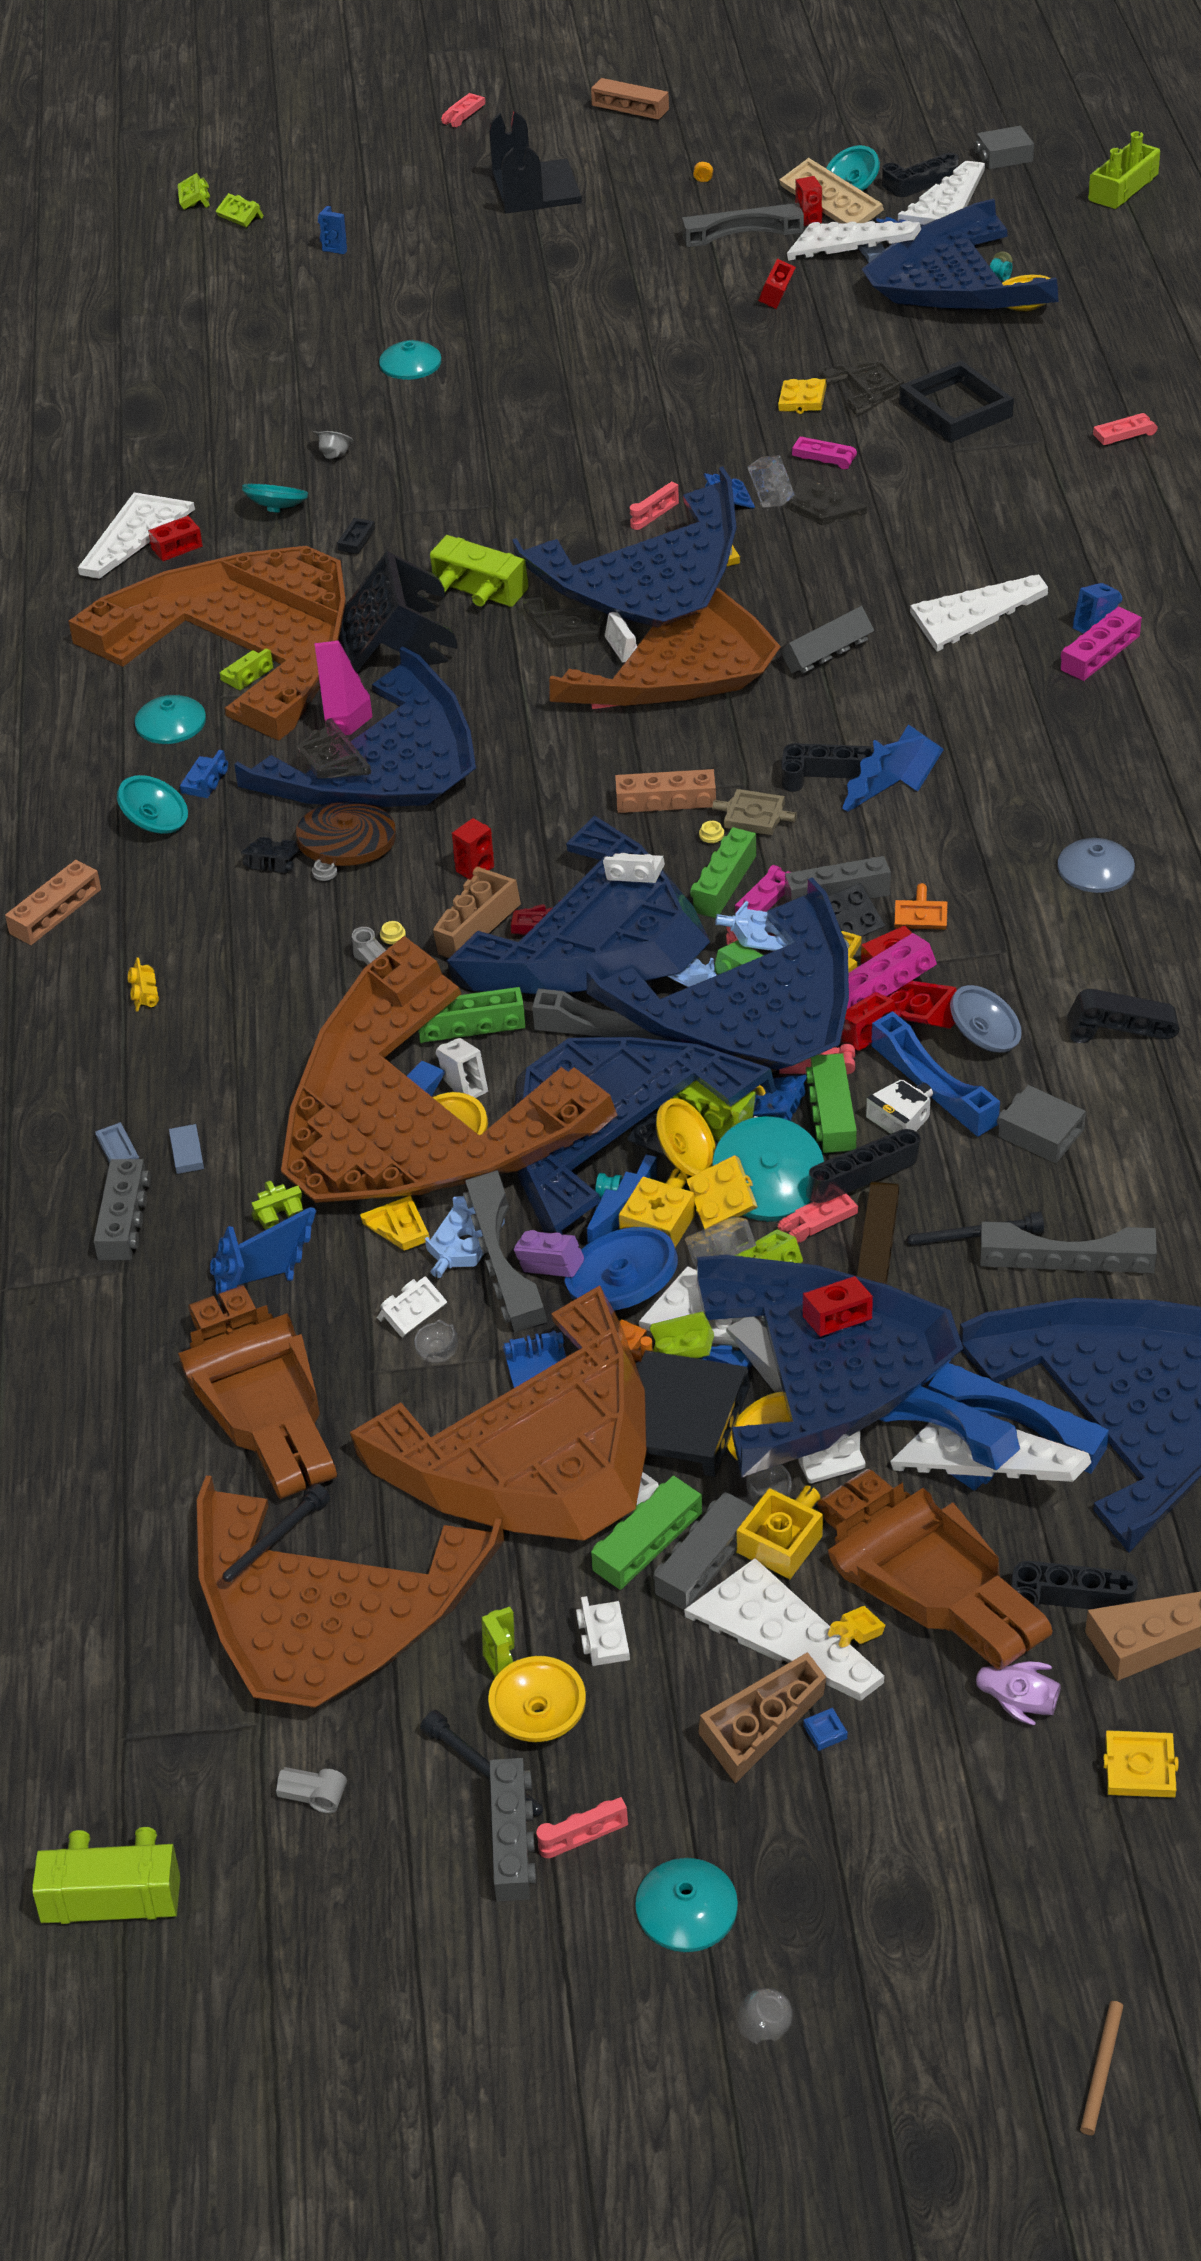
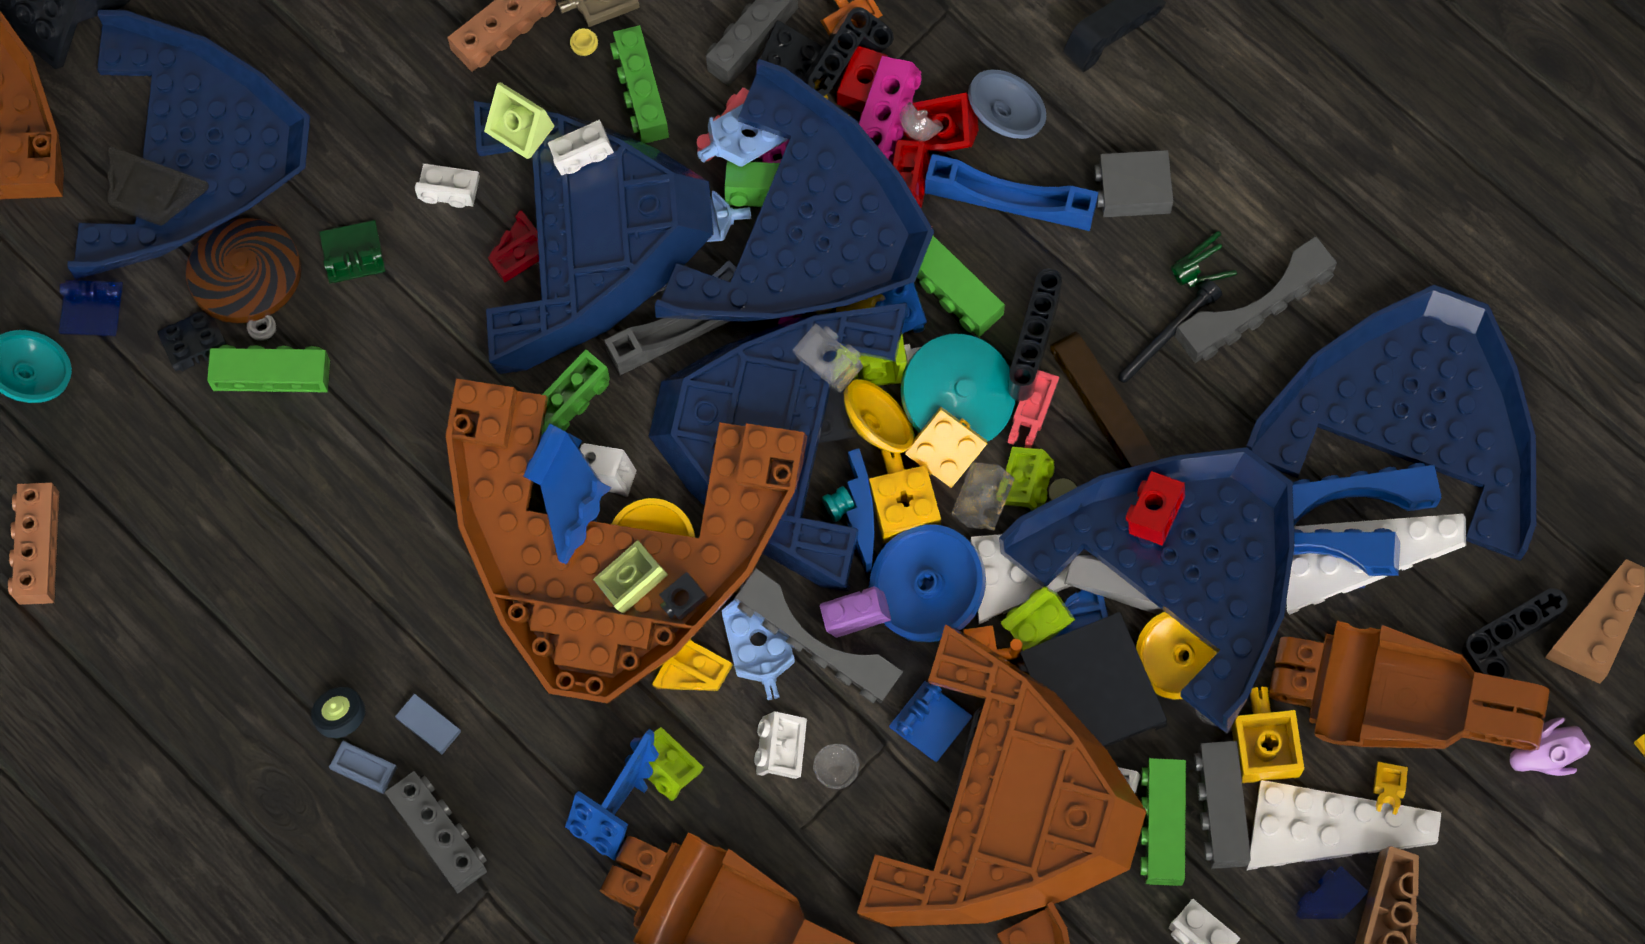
camera: 40 degrees left, 25 degrees up
(134, 1102) = (338, 712): none -> black wheel
(143, 985) = (206, 570): yellow hinge -> none
(204, 775) = (33, 291): blue bracket -> none
(229, 801) = (90, 307): none -> clear blue hinge
(274, 1201) = (565, 739): lime hips -> none
(301, 891) = (268, 369): none -> bright green brick
(319, 1267) = (673, 766): none -> lime bracket
(341, 688) = (97, 112): dark pink wedge -> none
(365, 945) = (400, 394): light grey piece -> none
(392, 932) = (394, 356): light yellow plate -> none
(405, 1131) = (630, 577): none -> yellowish green slope
(423, 1036) = (568, 488): none -> blue piece
(426, 863) = (352, 251): none -> dark green hinge
(428, 1158) = (696, 596): none -> black brick
(472, 848) = (393, 214): red brick -> none
(480, 907) = (457, 280): medium nougat wedge -> none
(531, 861) = (447, 185): none -> white bracket
(607, 831) = (517, 121): none -> yellowish green slope
(677, 1068) = (837, 372): none -> clear brick
(727, 1670) = (1334, 898): none -> clear blue slope
(766, 891) = (691, 82): dark pink plate -> none
(825, 1729) = (1434, 890): blue tile -> none
(856, 930) = (851, 38): none -> black beam
(897, 984) = (917, 124): none -> clear hair
(900, 1106) = (1009, 247): white torso -> none
(1031, 1198) = (1187, 268): none -> dark green plant

